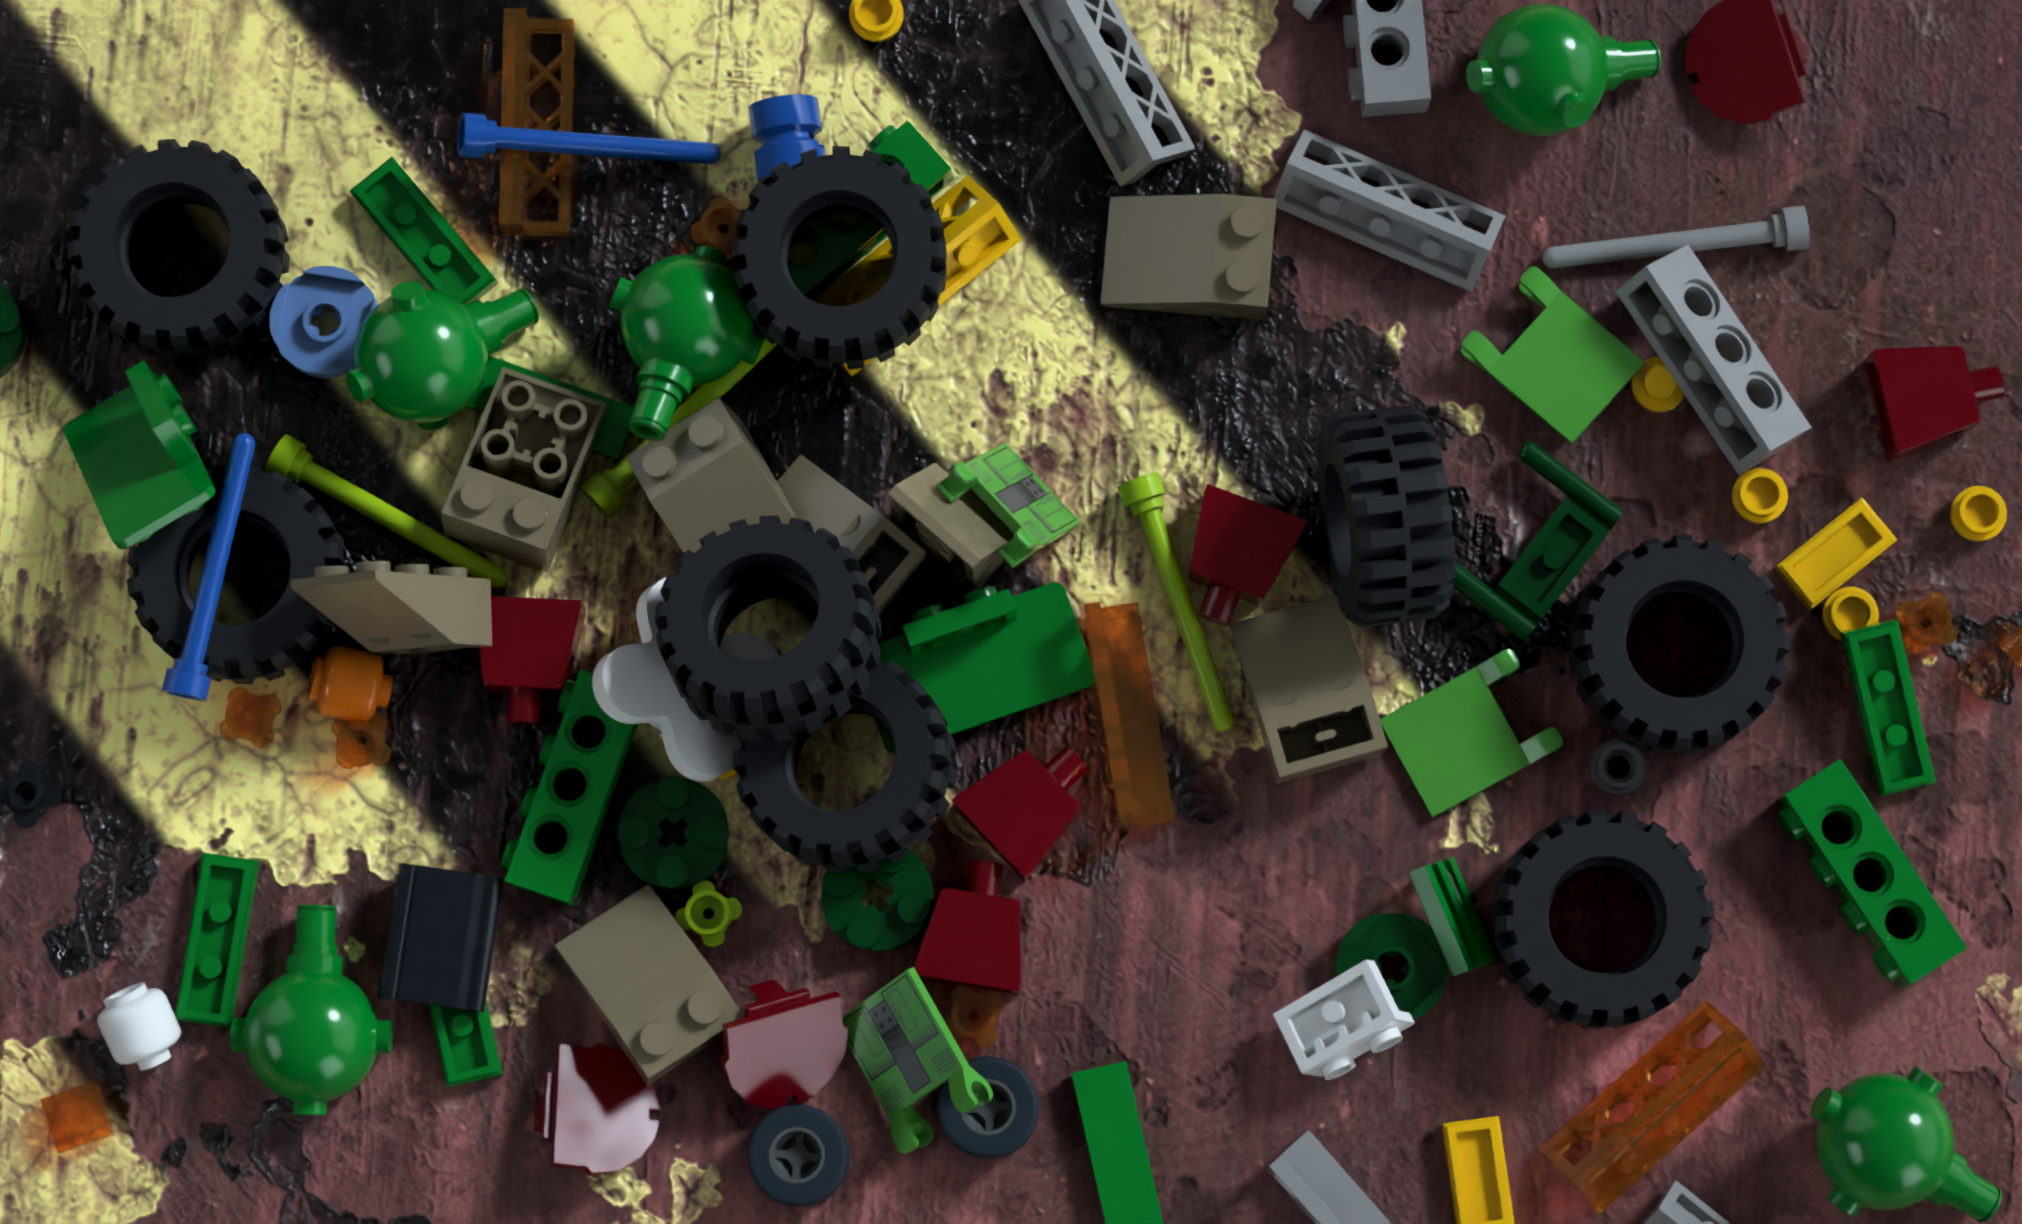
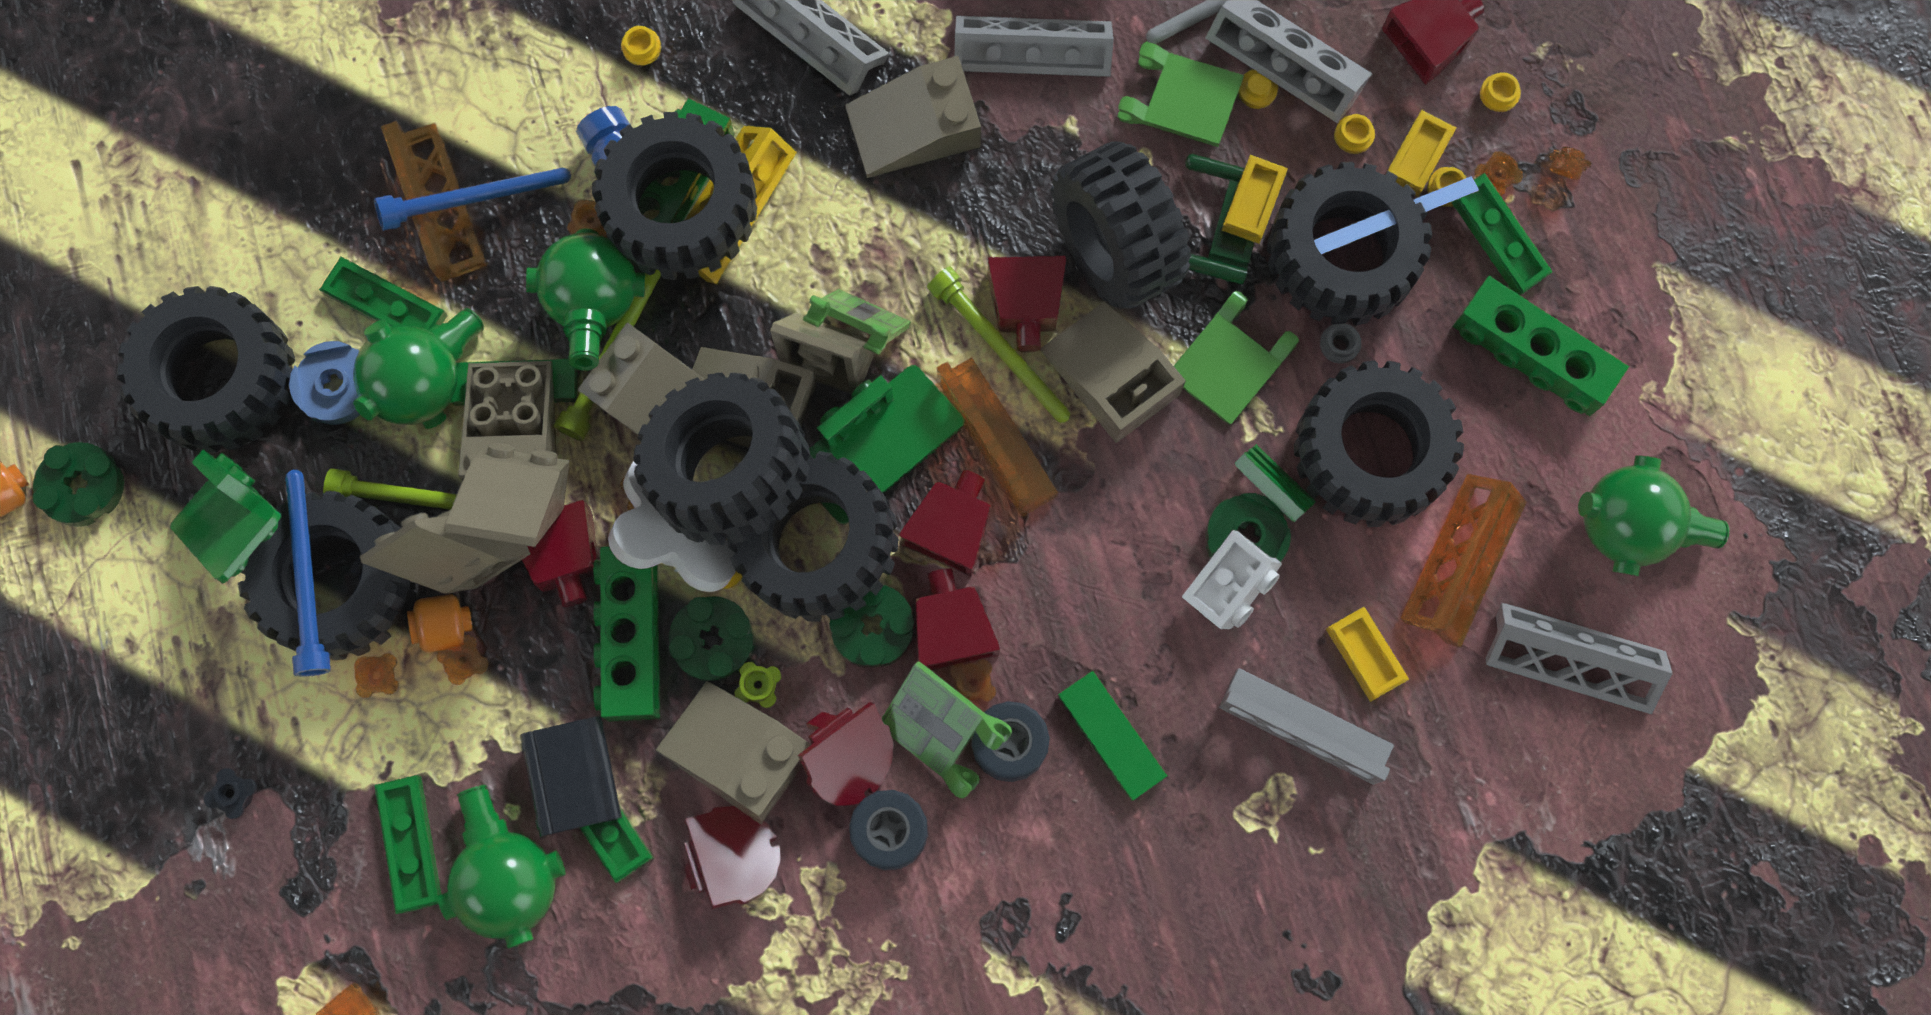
camera: 25 degrees left, 5 degrees down
(139, 1026) = (370, 929): white head -> none
(496, 574) = (509, 495): none -> dark tan slope
(1584, 537) = (1254, 199): none -> yellow tile
(1732, 637) = (1386, 219): none -> light blue sticker

